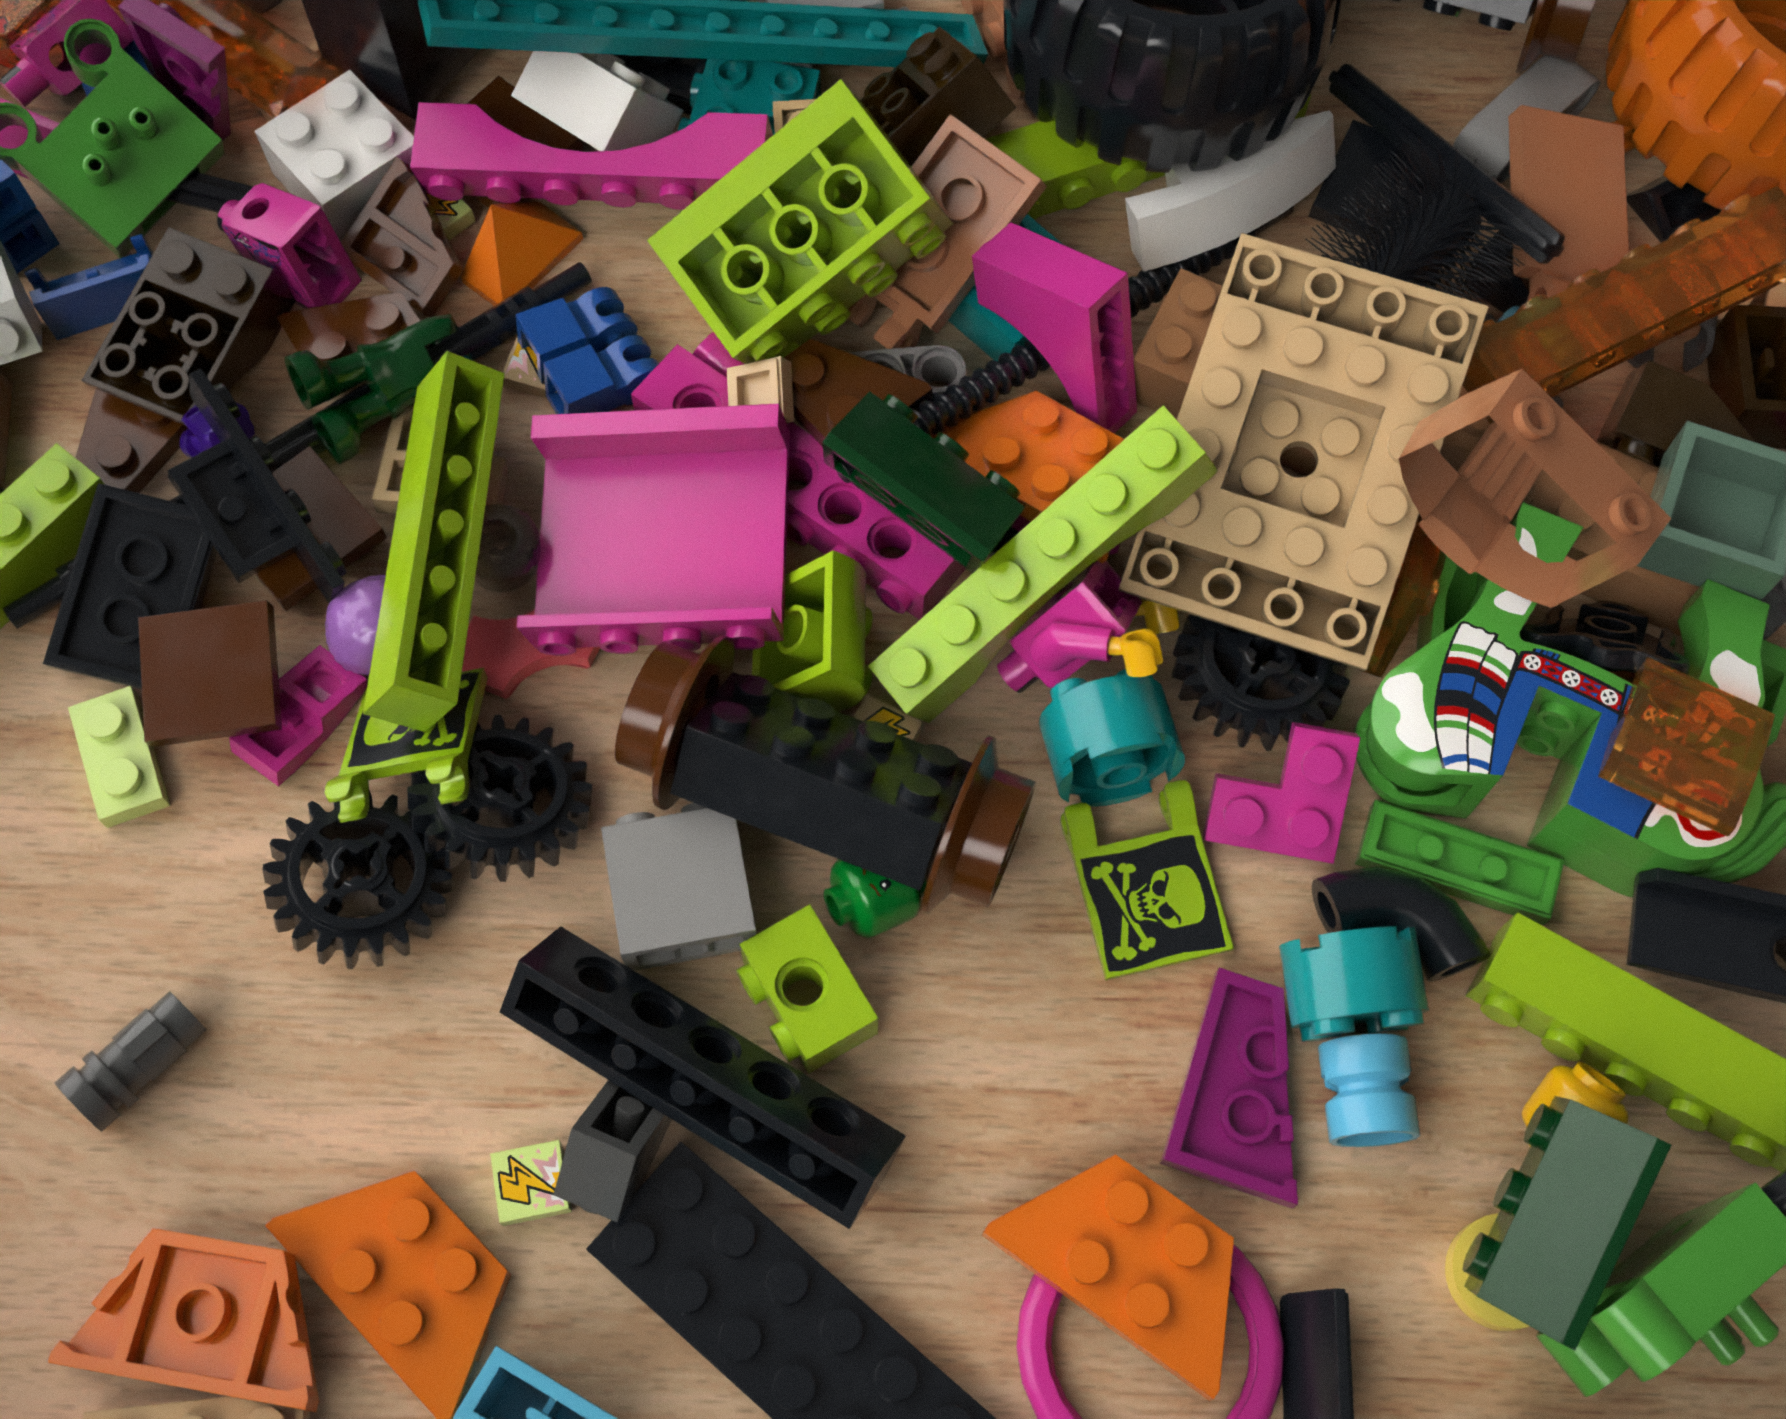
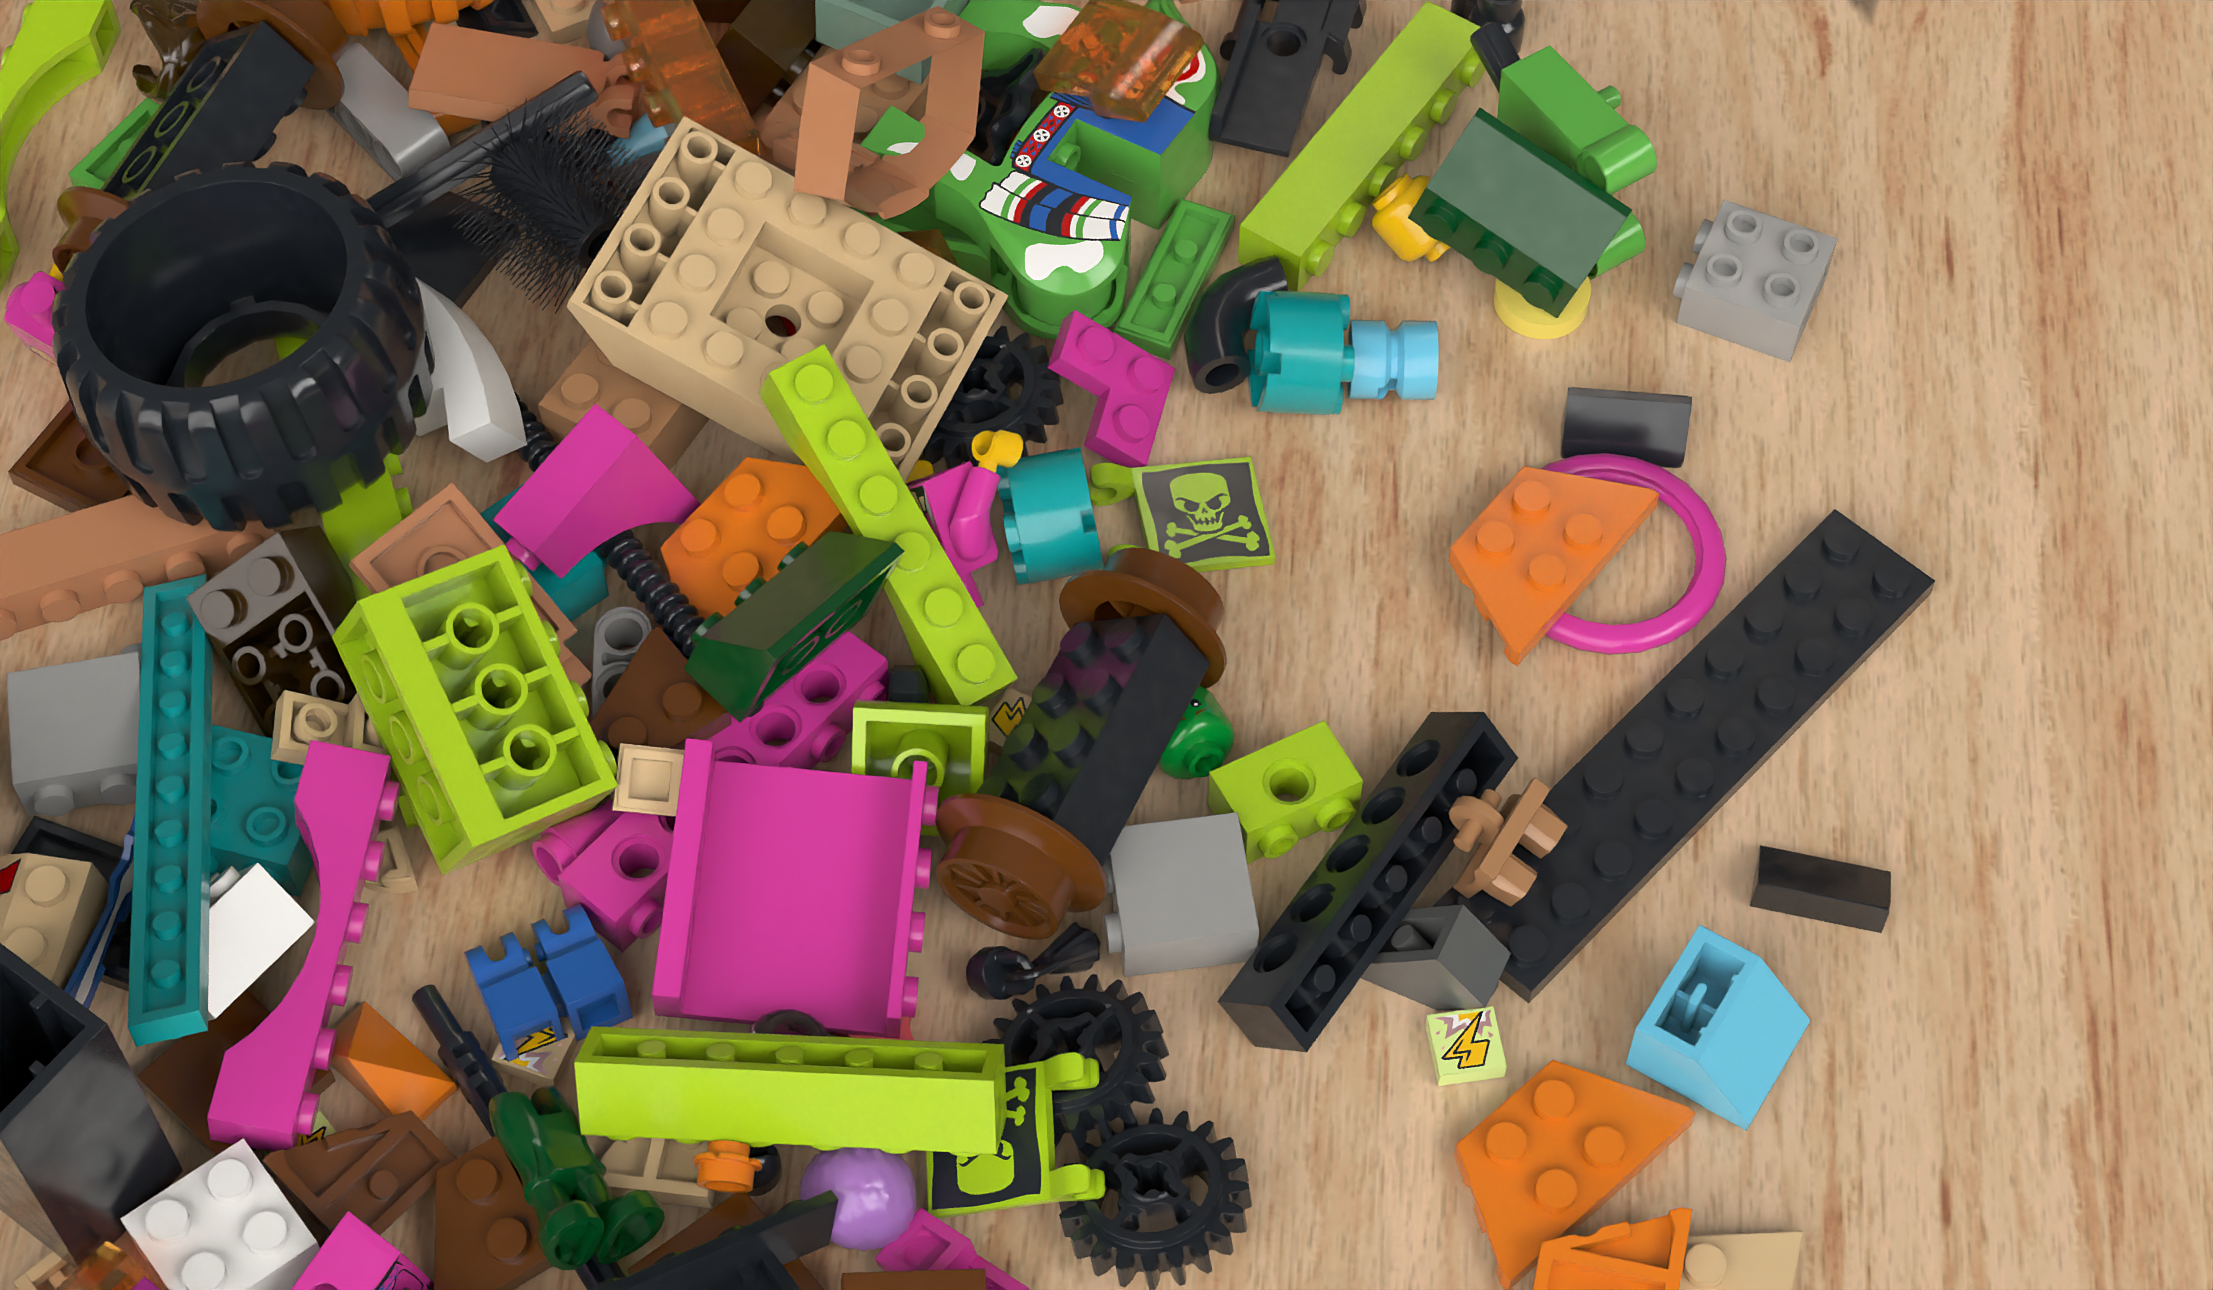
camera: 85 degrees left, 10 degrees down
(379, 503) = (726, 1167): none -> orange plate
(597, 731) = (997, 973): none -> black piece
(708, 1195) = (1521, 821): none -> medium nougat hips
(894, 620) = (908, 684): none -> black tile
(1234, 1096) = (1397, 468): magenta wing -> none

